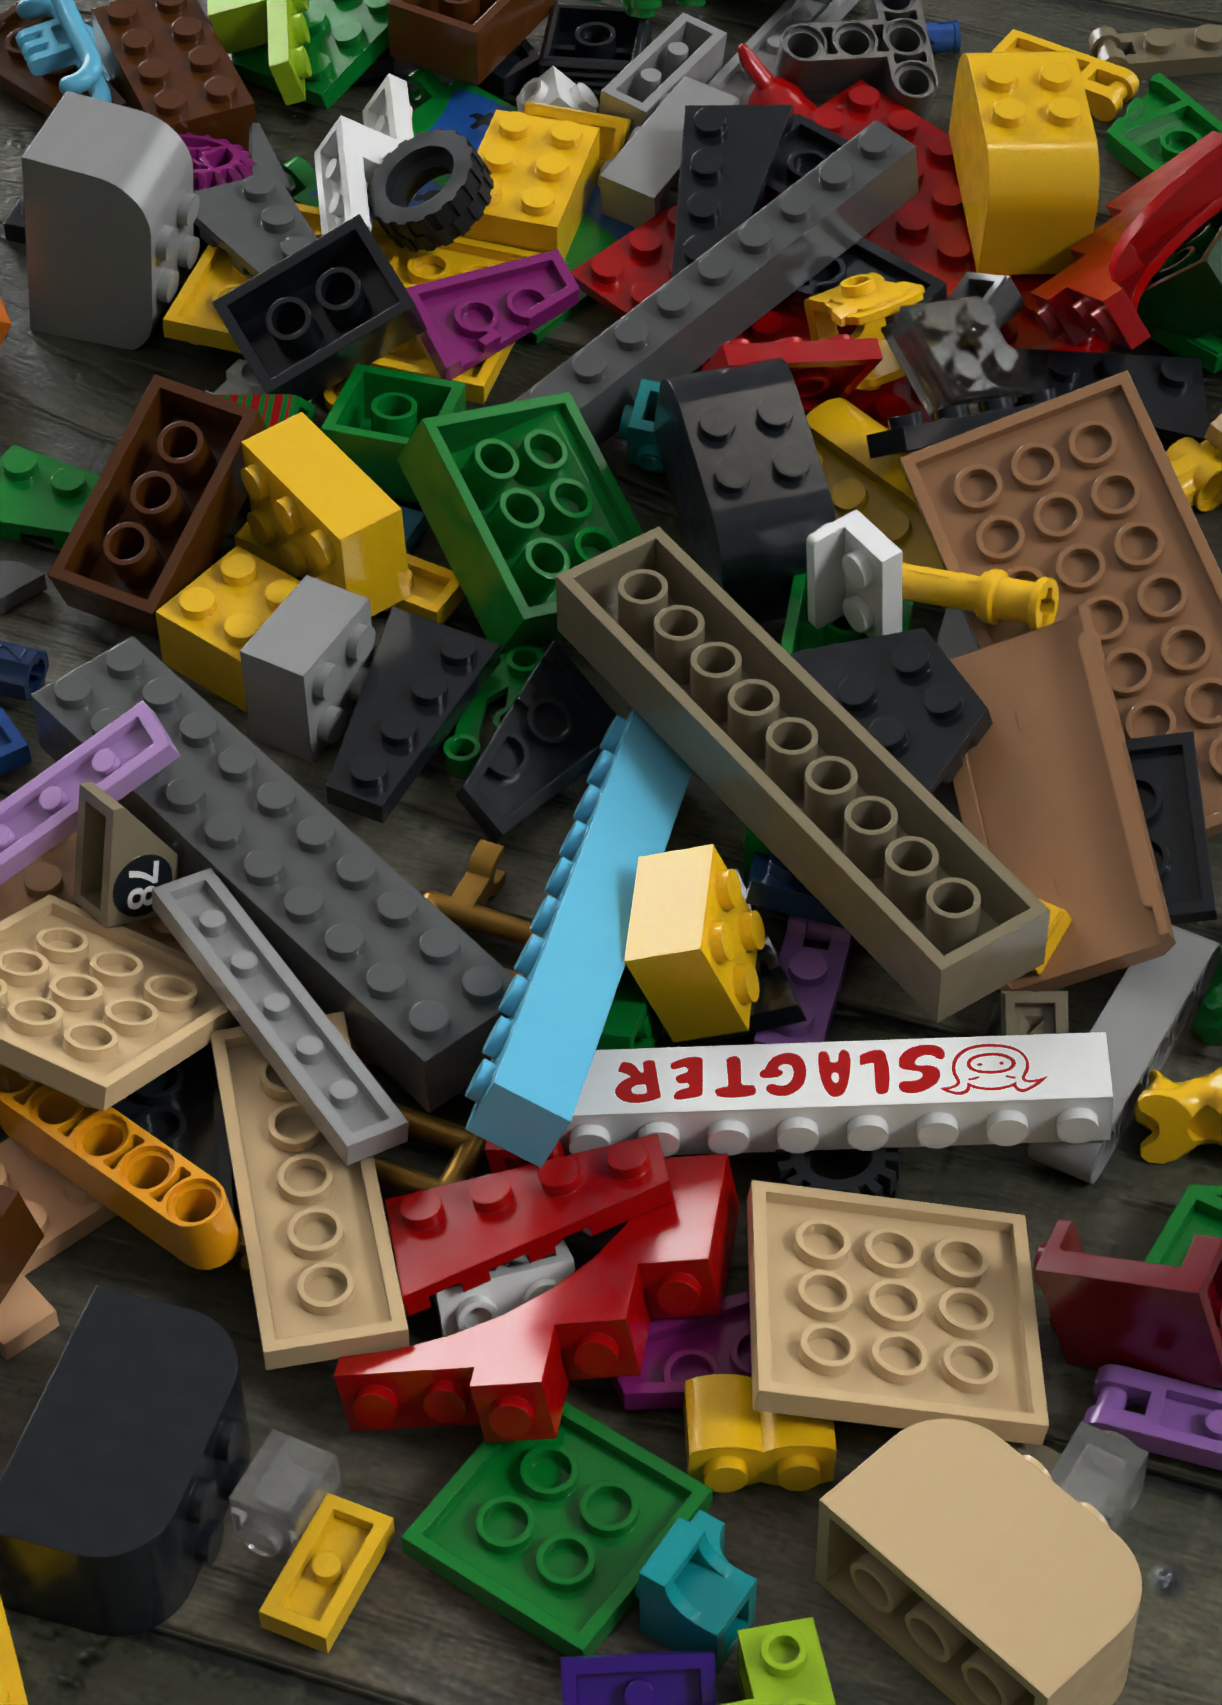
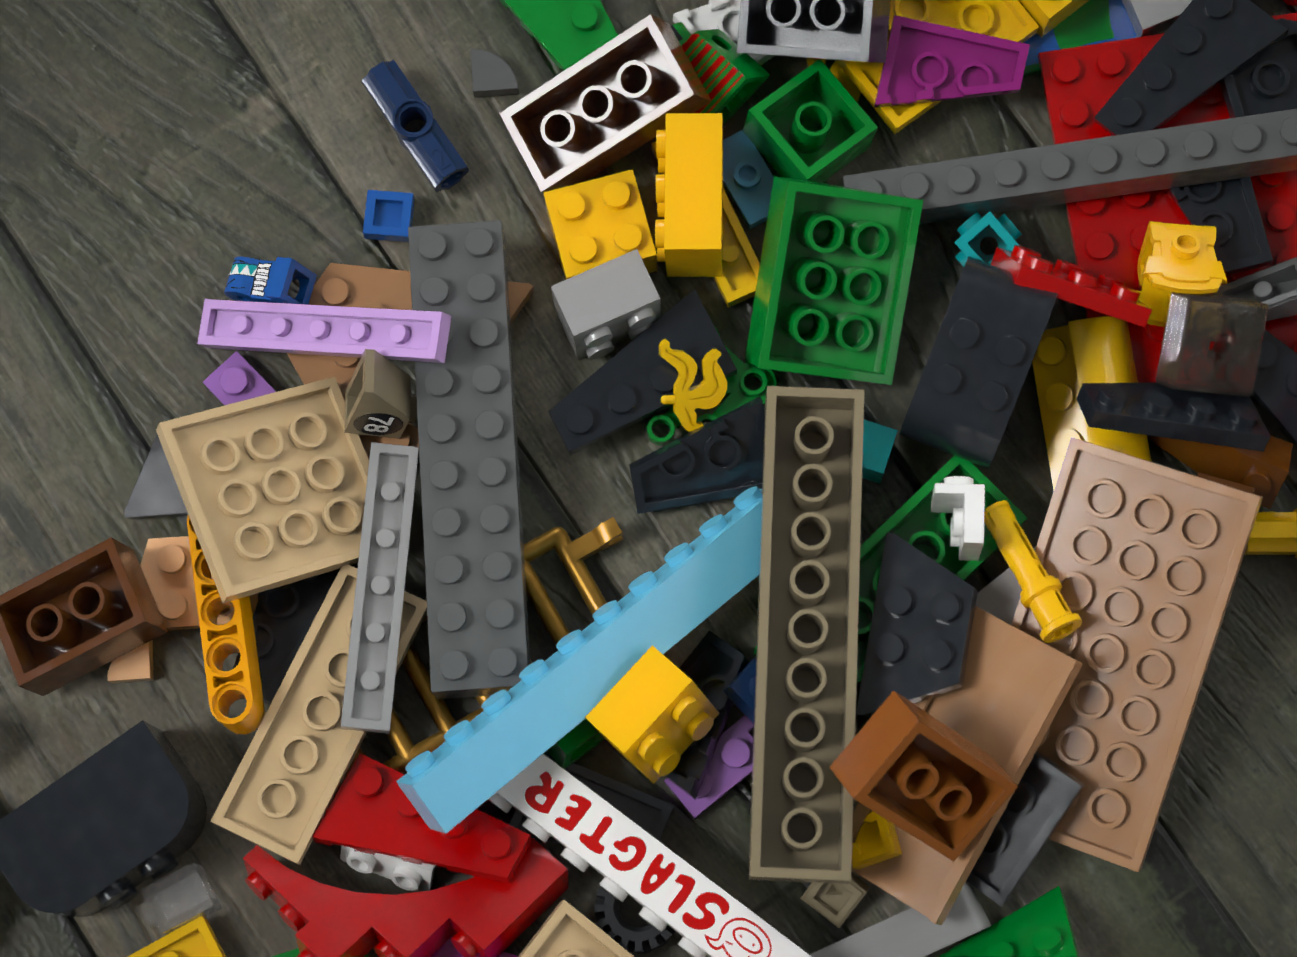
camera: 40 degrees right, 30 degrees up
(472, 692) = (703, 395): none -> yellow piece
(1034, 771) = (923, 776): none -> dark orange brick

